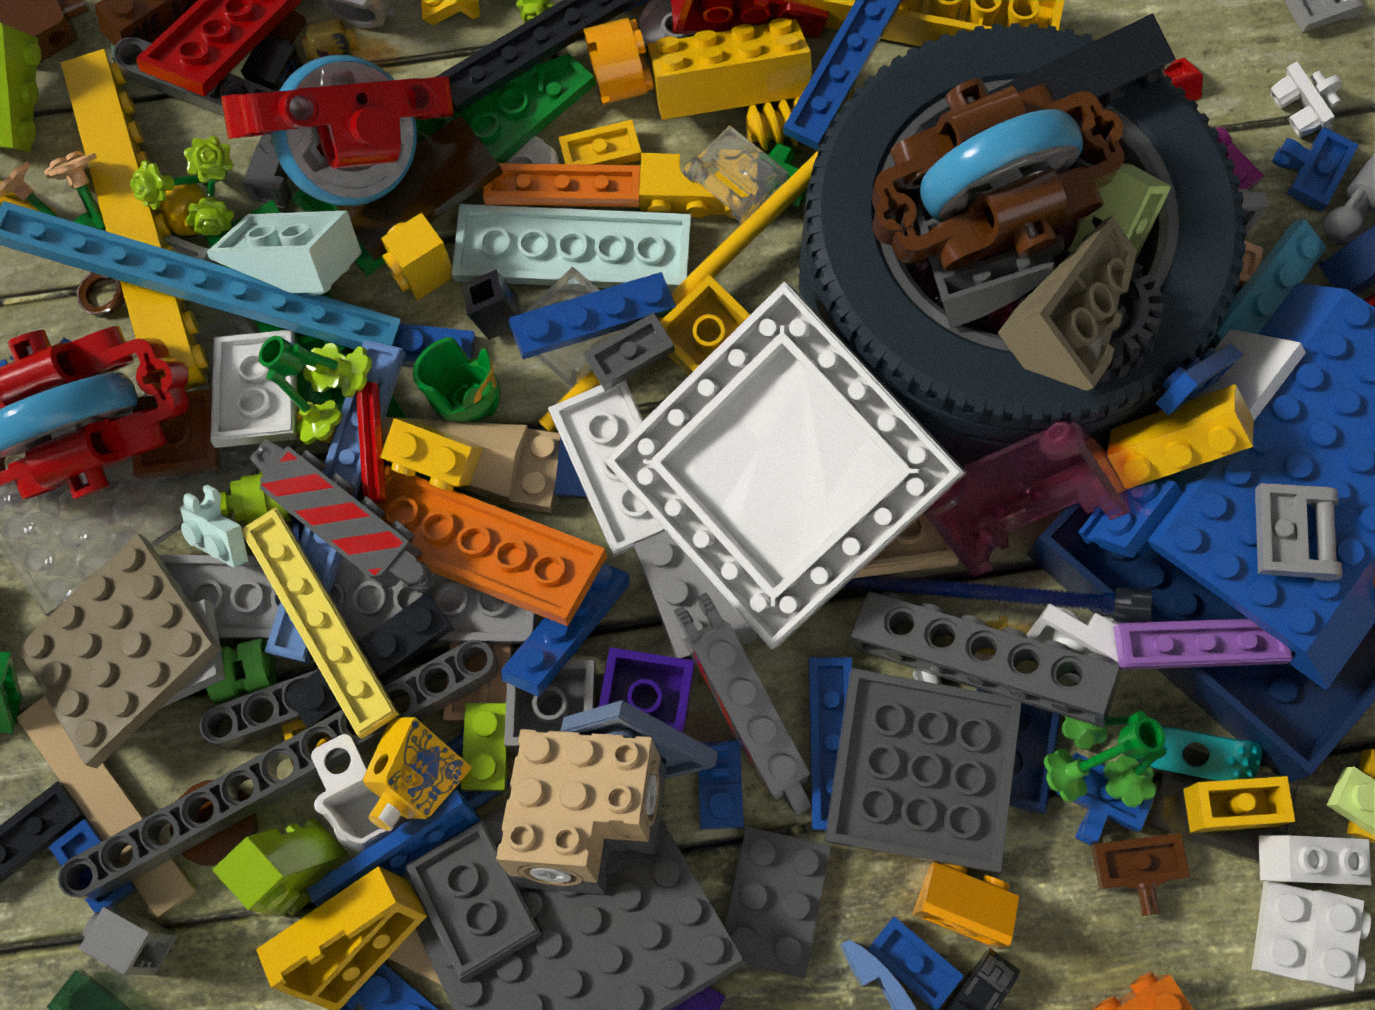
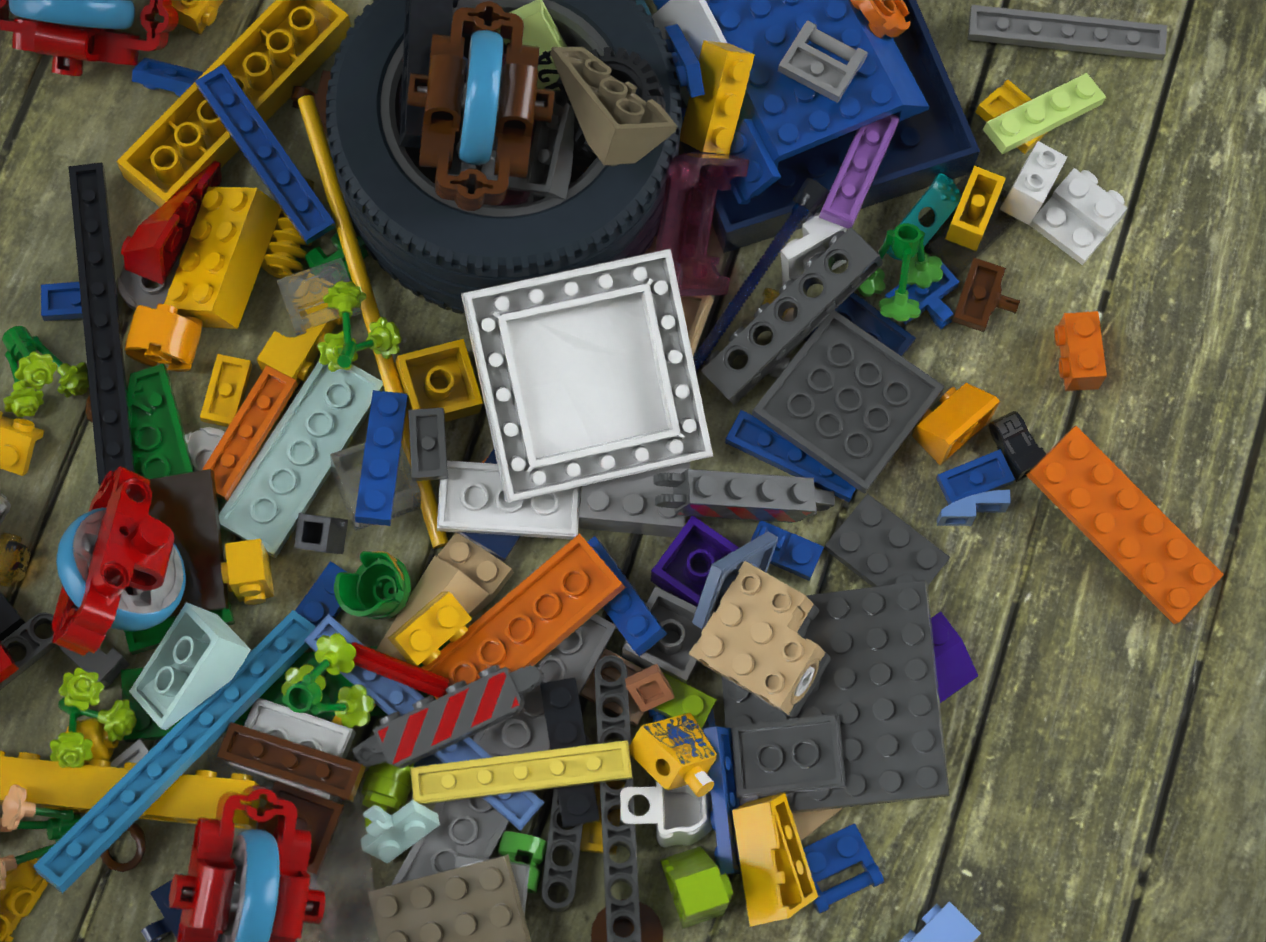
camera: 70 degrees left, 0 degrees up
(228, 390) = (291, 761): none -> reddish brown plate
(474, 708) = (649, 688): none -> nougat tile
(690, 220) = (340, 348): none -> lime plant

